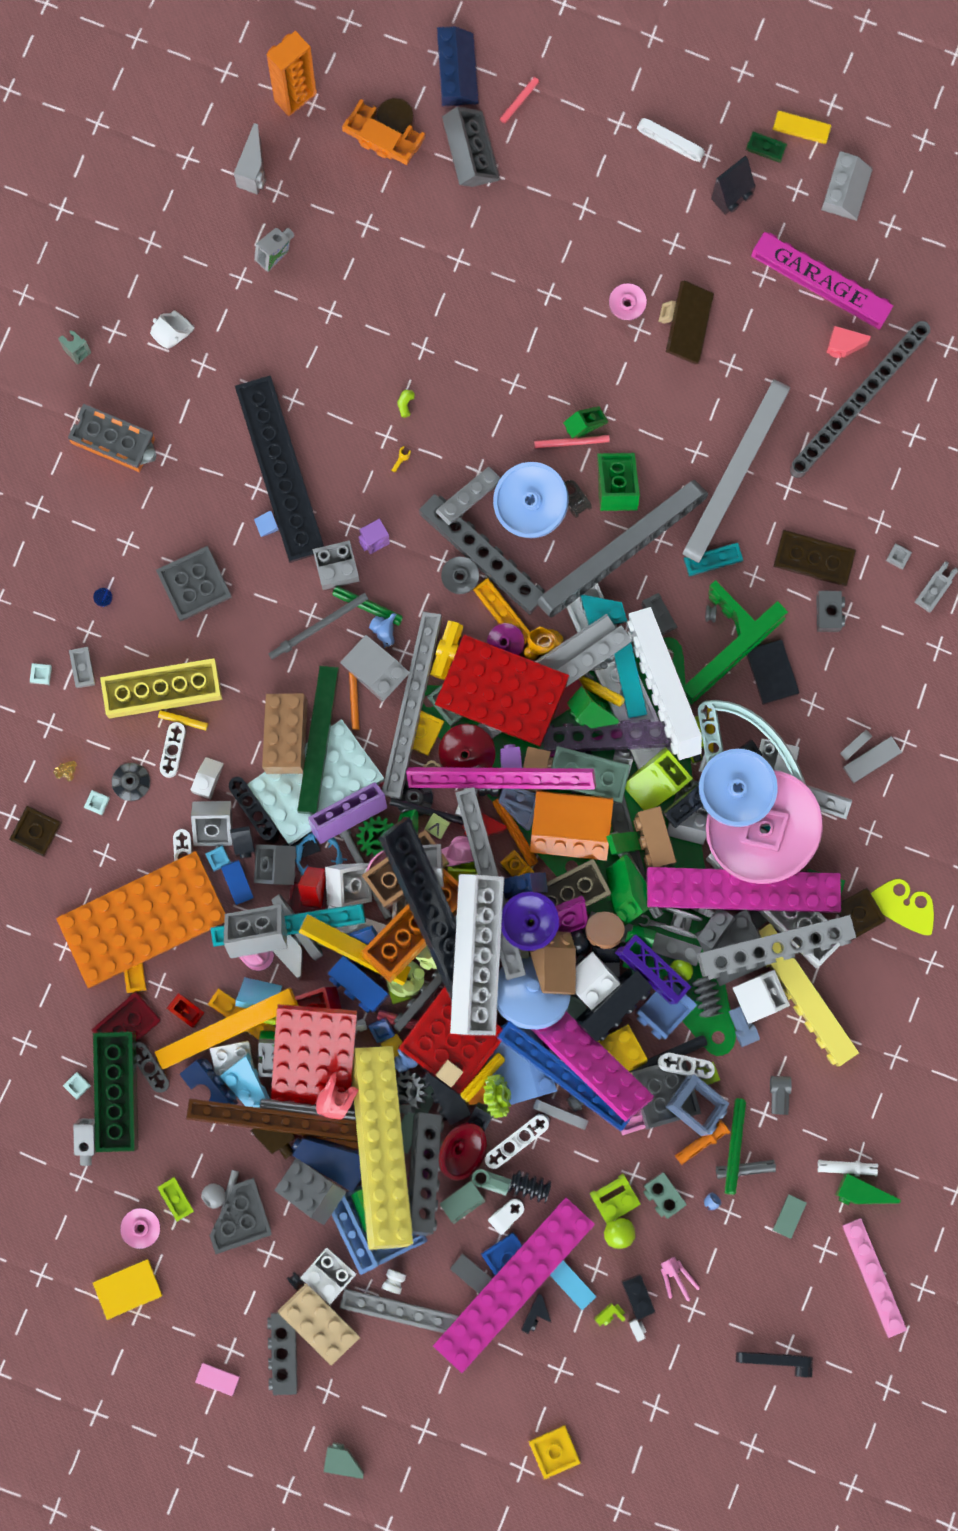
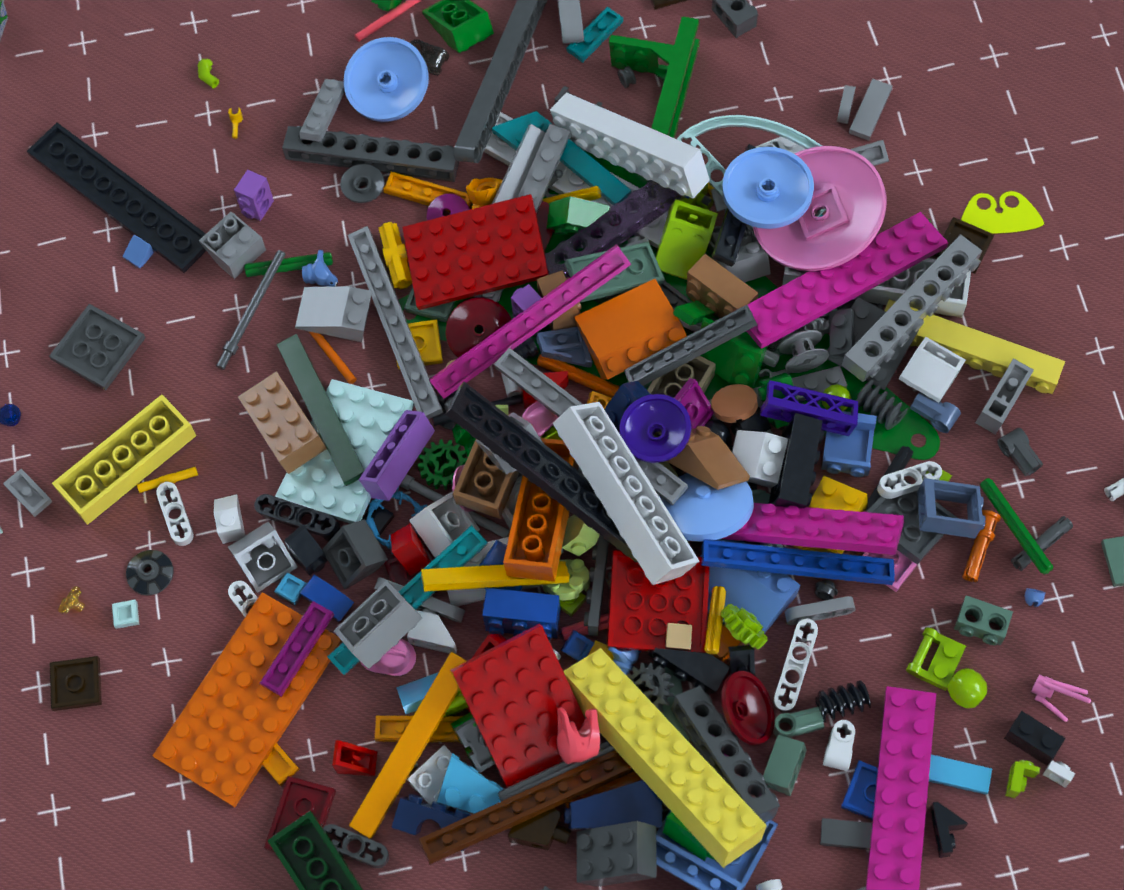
camera: 25 degrees left, 15 degrees down
(193, 909) = (297, 648): none -> magenta tile
(599, 872) = (692, 346): none -> dark grey tile
(772, 672) = (721, 91): black tile -> none
(797, 1049) = (1004, 396): none -> light grey slope

